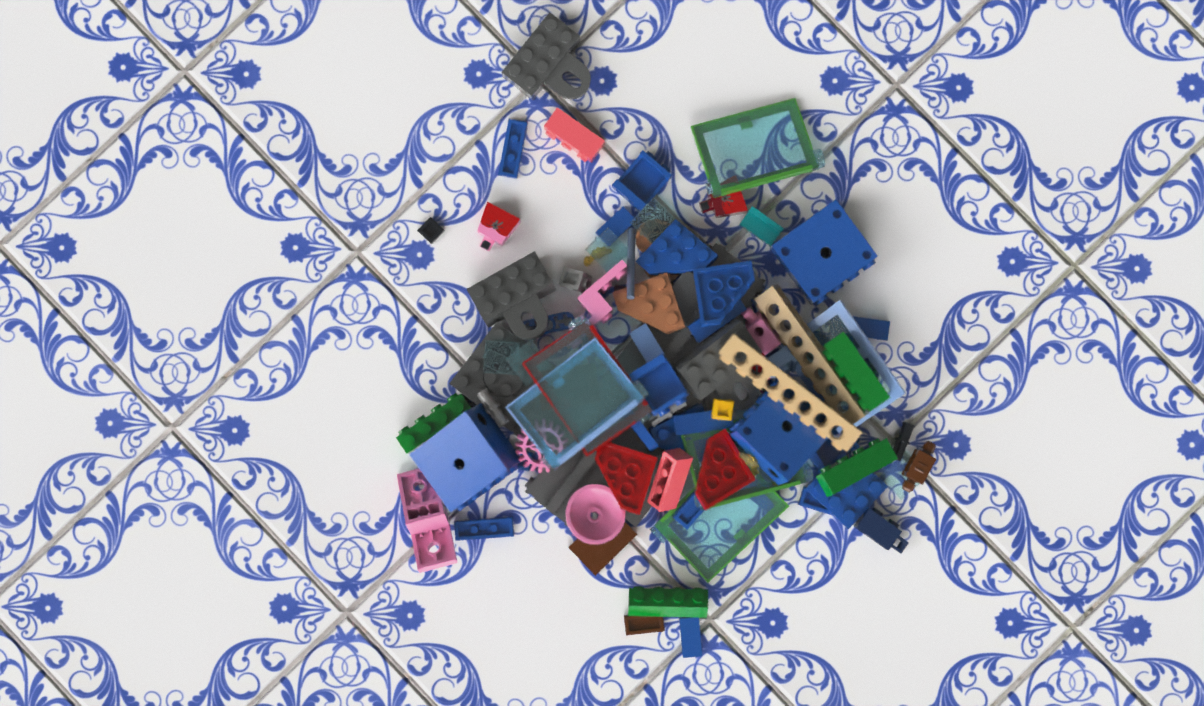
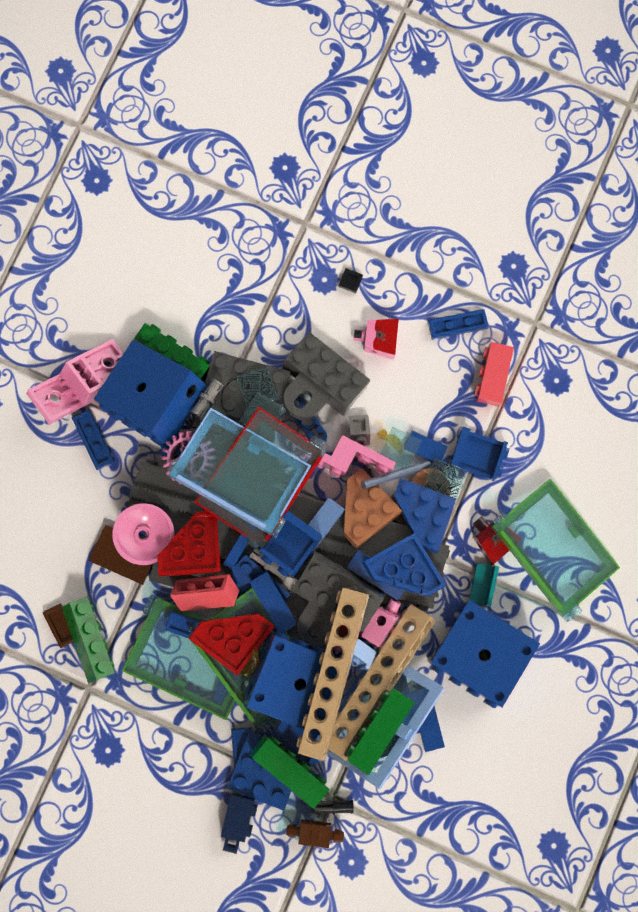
camera: 60 degrees right, 5 degrees down
(545, 61) = (552, 319): dark grey brick -> none
(690, 637) = (63, 676): blue tile -> none
(722, 409) = (292, 616): yellow tile -> none

